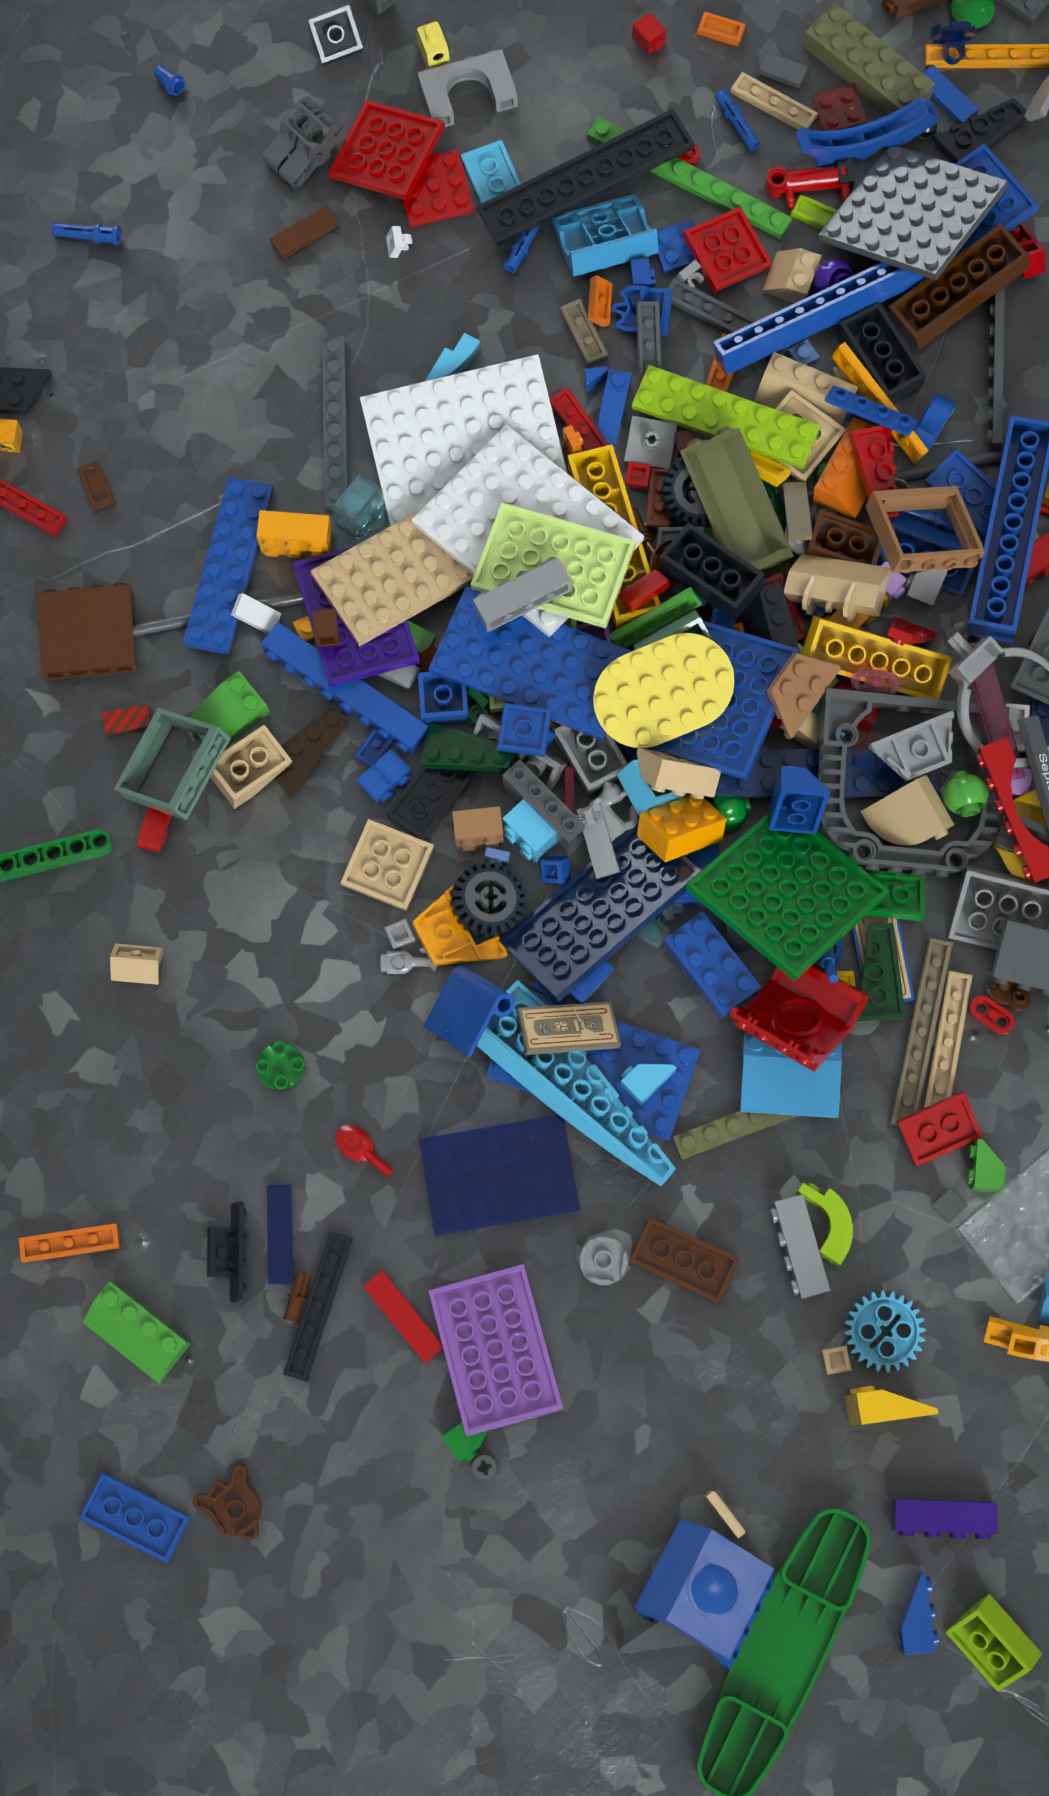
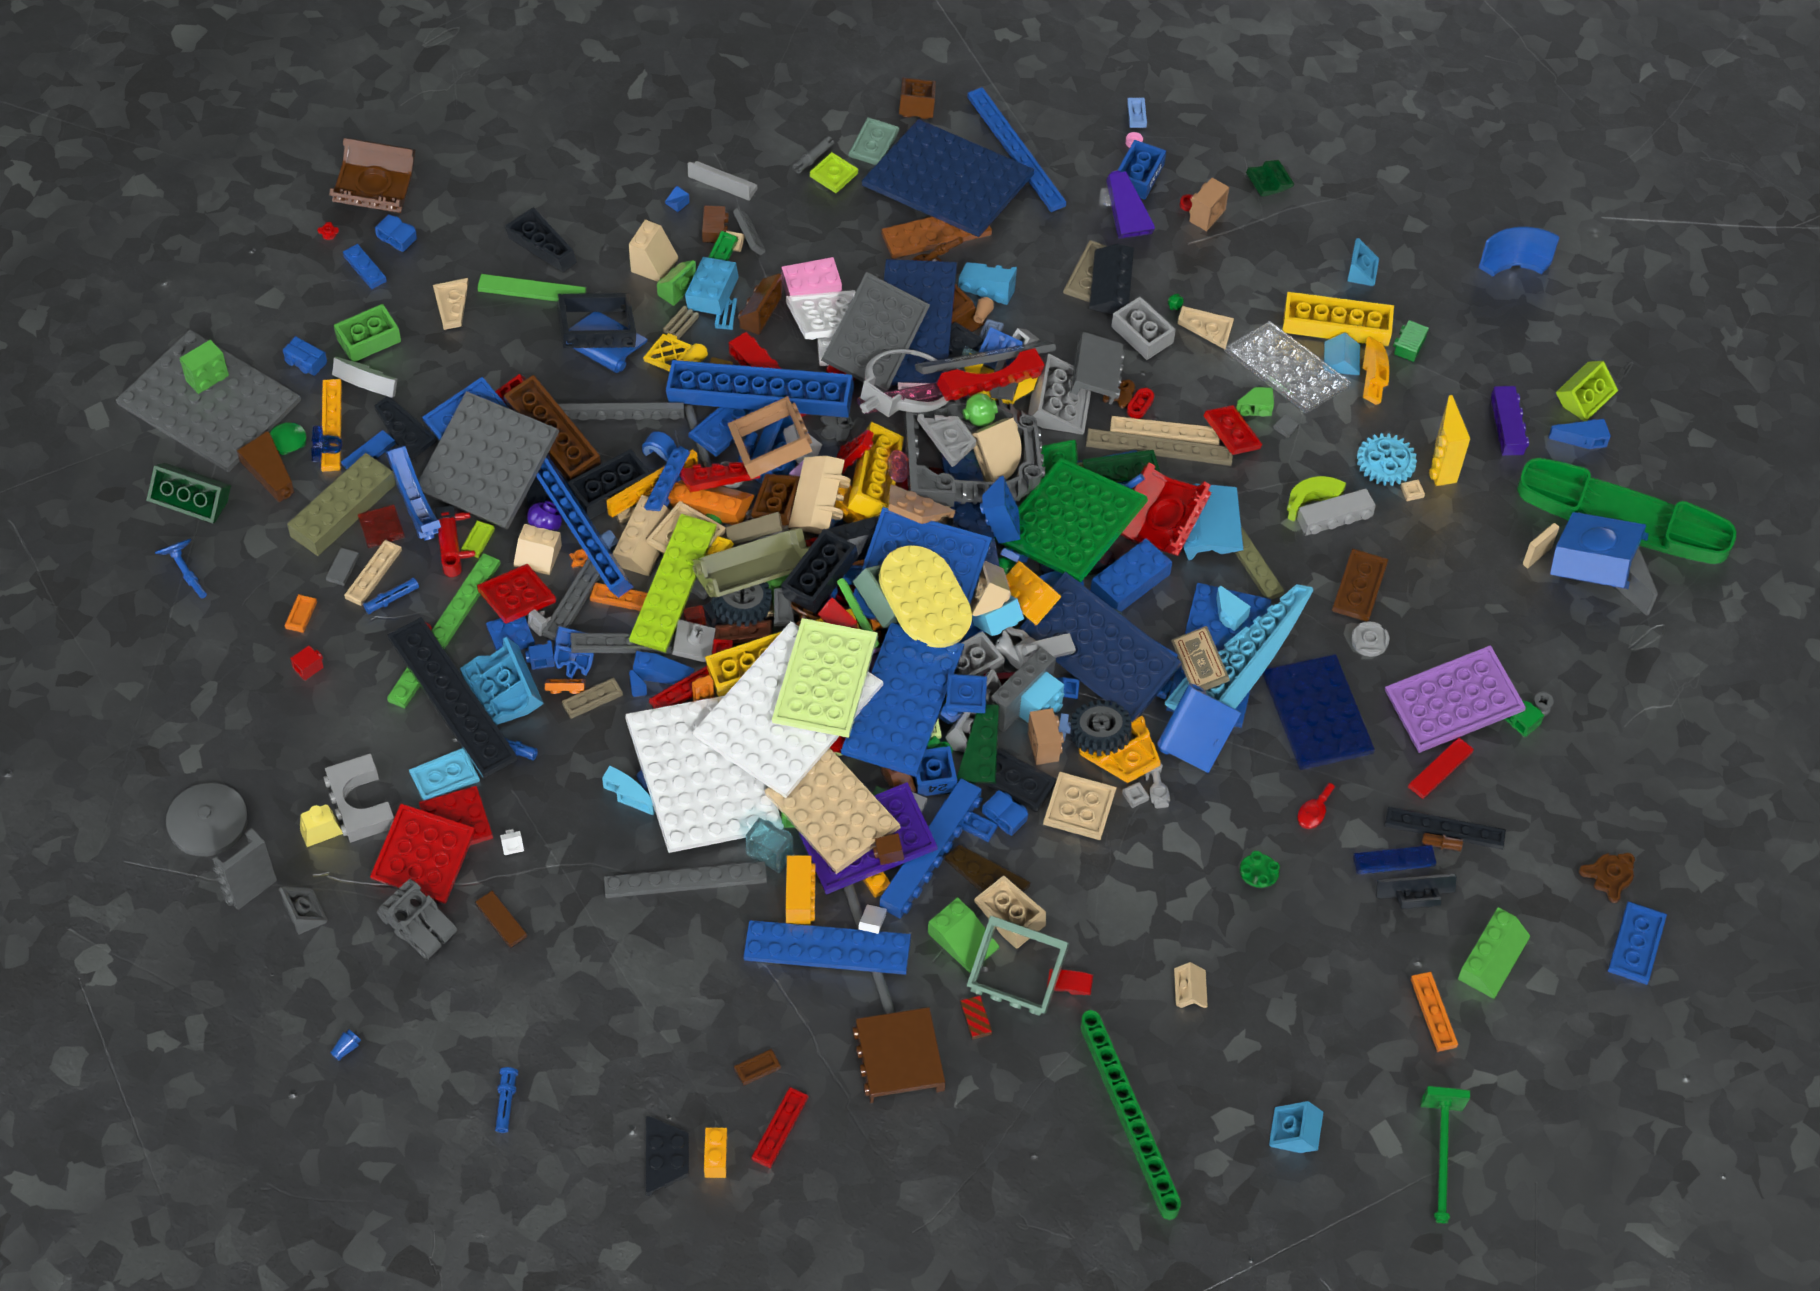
camera: 100 degrees left, 20 degrees down
(522, 594) = (858, 688): light grey brick -> none
(744, 817) = (1013, 555): none -> blue tile

